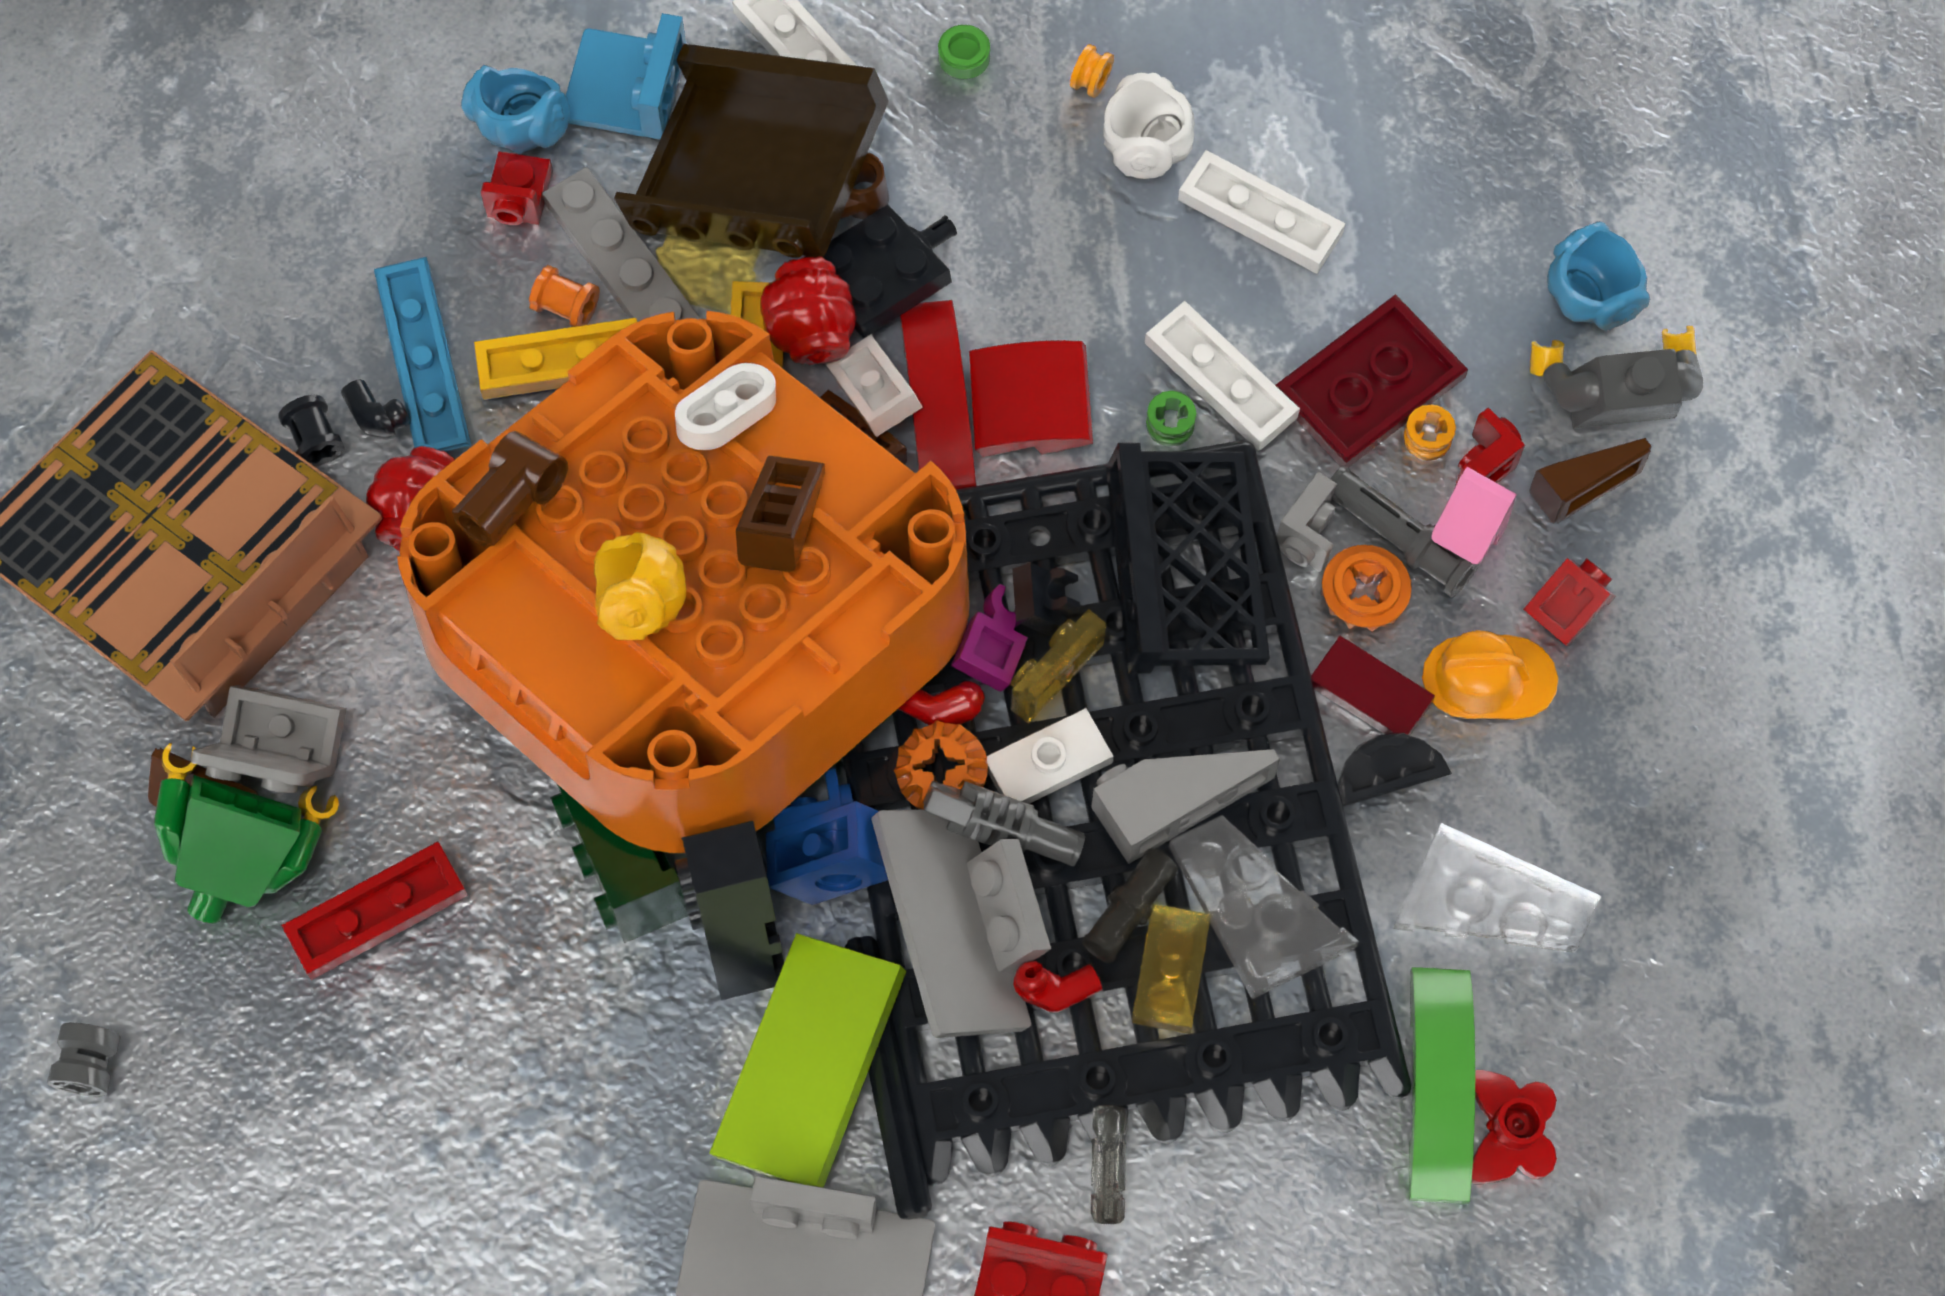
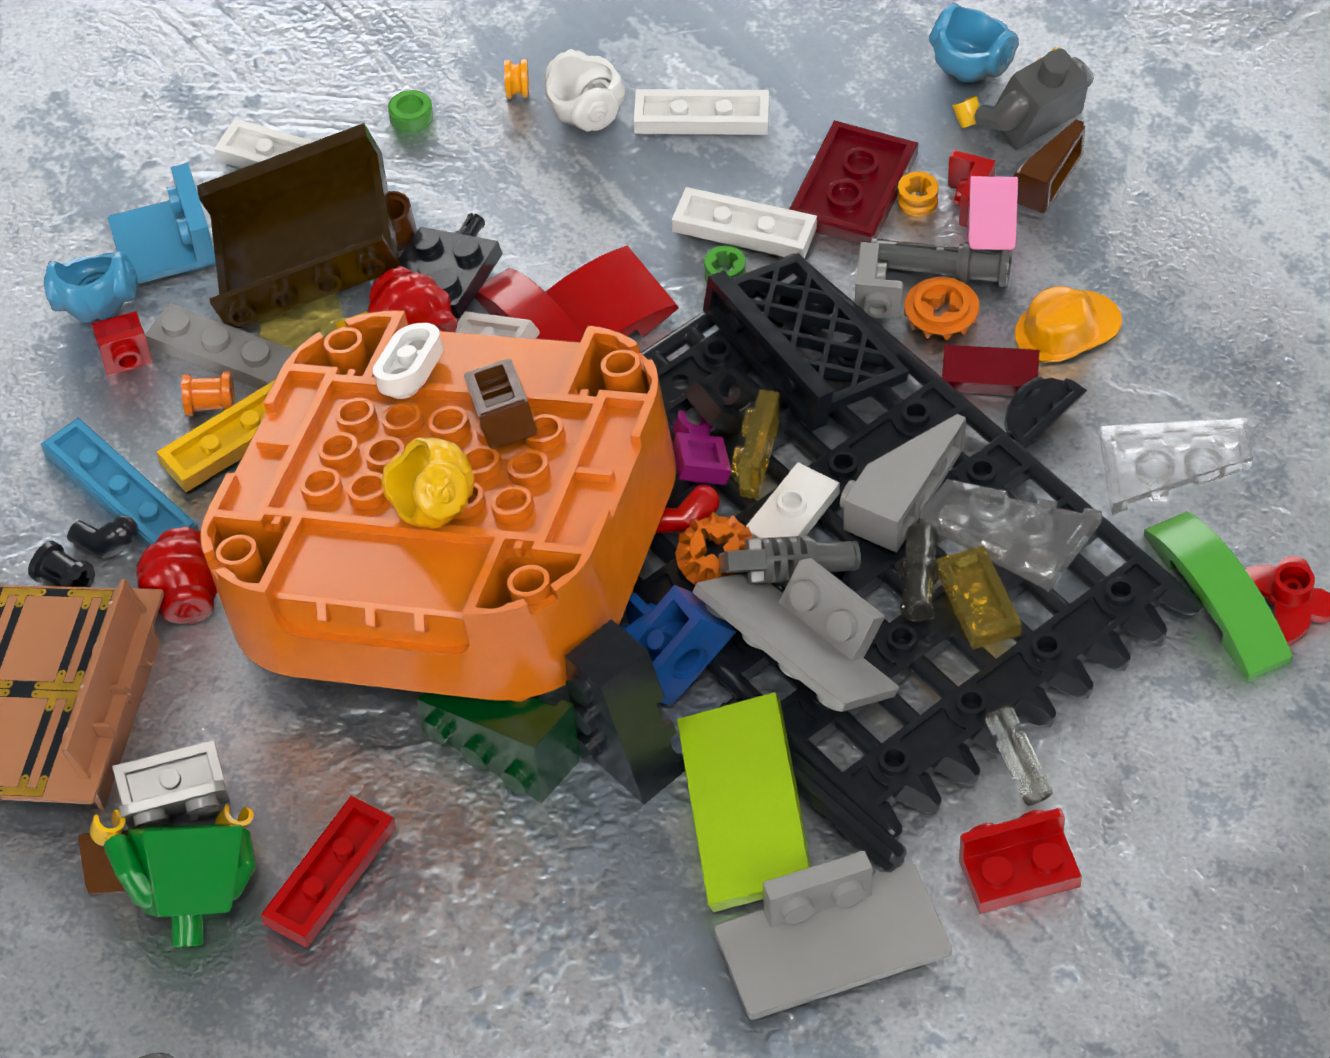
camera: 25 degrees left, 15 degrees down
(517, 476) = (278, 473): reddish brown piece -> none
(1052, 991) = (903, 656): red arm -> none
(1571, 599) = (1092, 246): red bracket -> none

